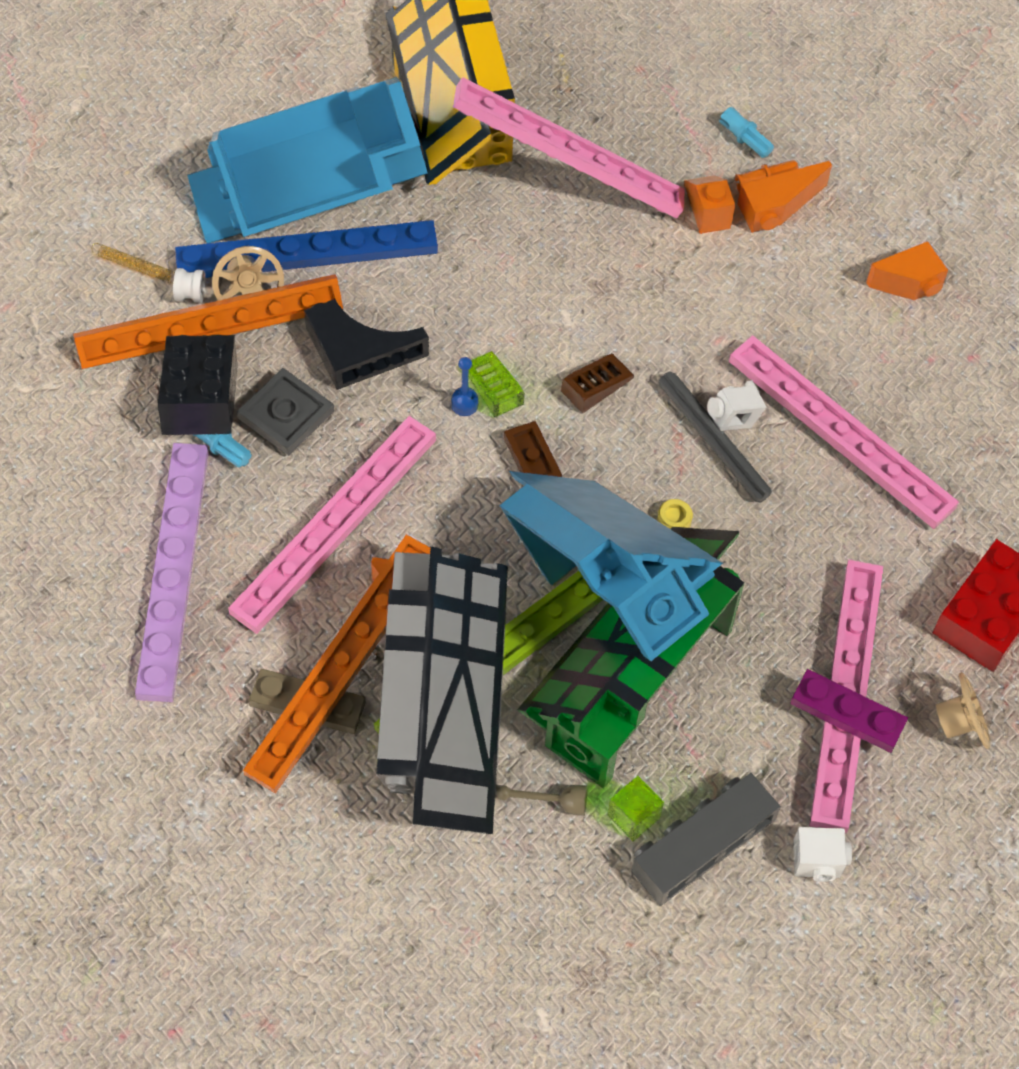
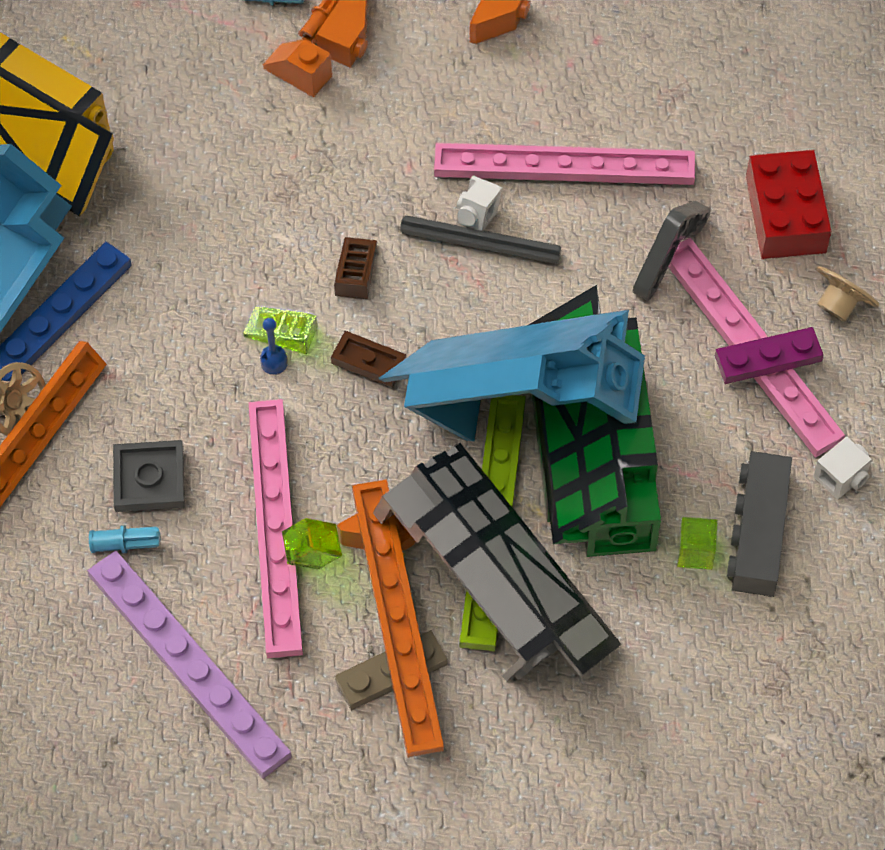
camera: 40 degrees left, 0 degrees up
(198, 385) = (67, 508): black brick -> none
(341, 555) = (311, 543): none -> clear neon green brick
(358, 351) = (149, 388): black arch -> none
(568, 147) = (170, 102): bright pink plate -> none
(572, 799) = (647, 574): dark tan hinge -> none
(675, 514) = (510, 316): light yellow tile -> none
(863, 544) = (678, 225): none -> dark grey beam

